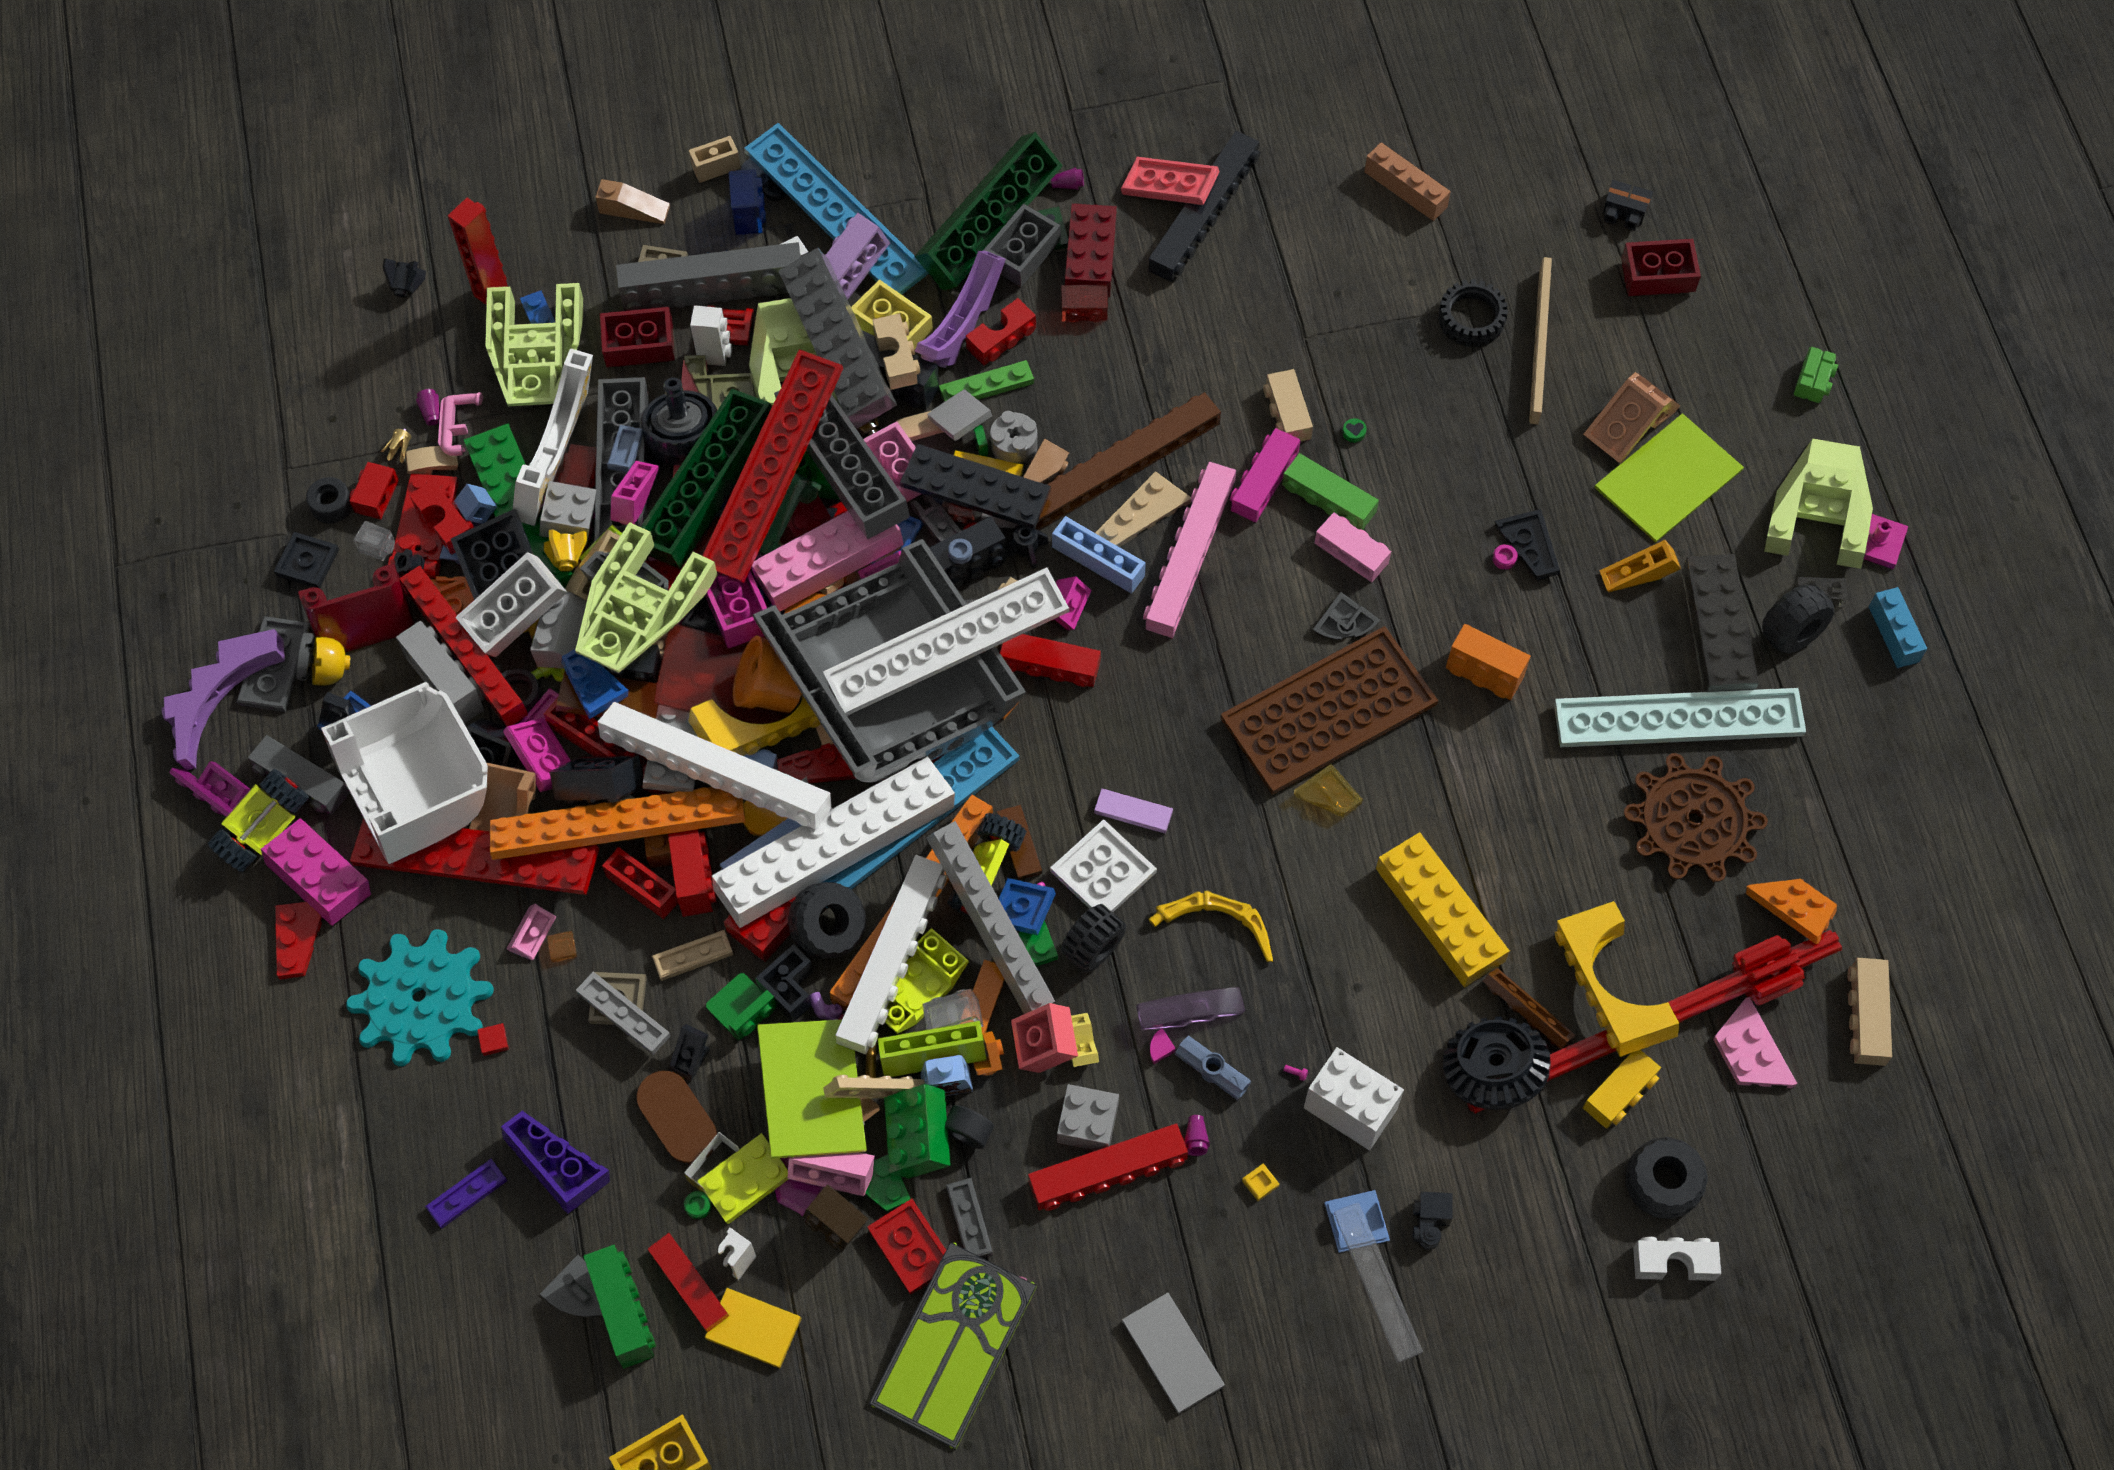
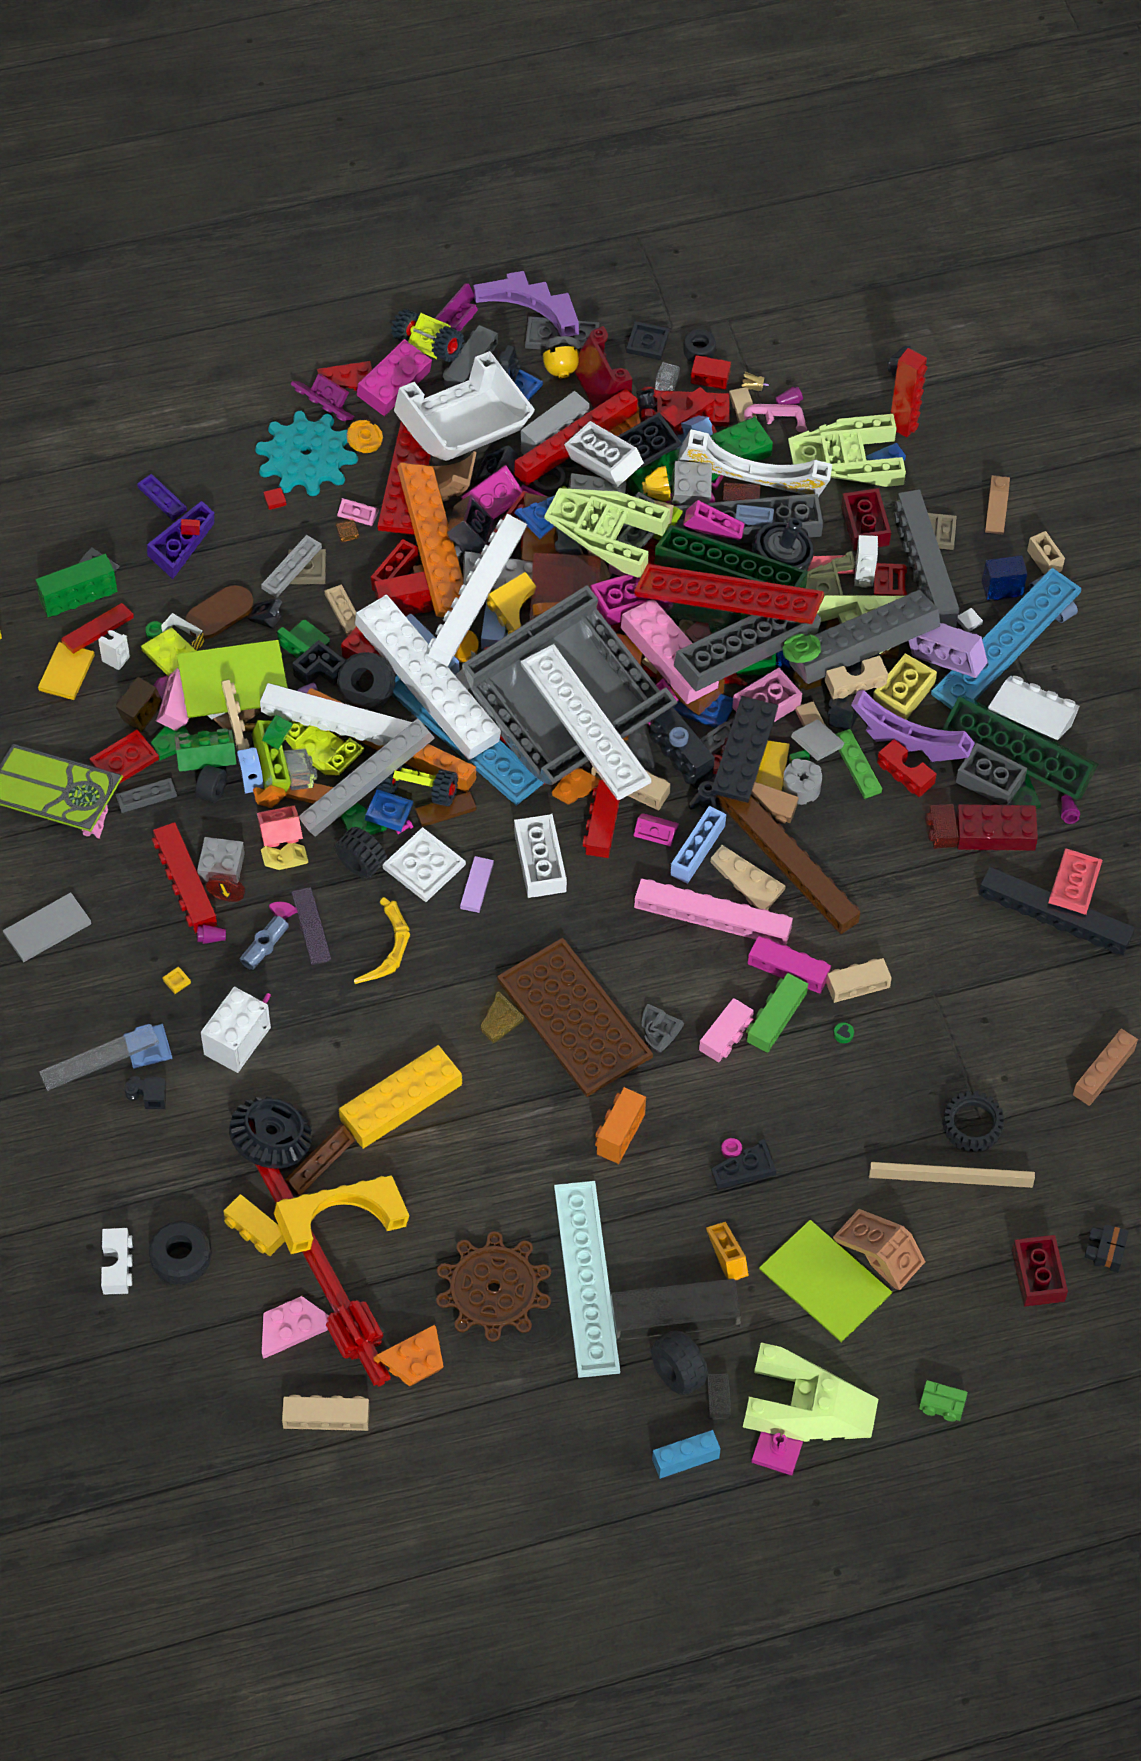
camera: 85 degrees right, 5 degrees down
(327, 962) = (327, 394): none -> magenta bracket
(406, 917) = (364, 436): none -> light orange tile
(550, 1138) = (190, 527): none -> red tile
(859, 395) = (801, 648): none -> bright green tile
(907, 1030) = (277, 732): none -> green brick
(937, 190) = (1034, 707): none -> white slope
(1104, 730) = (540, 856): none -> white brick
(1134, 1109) = (225, 888): none -> clear red tile

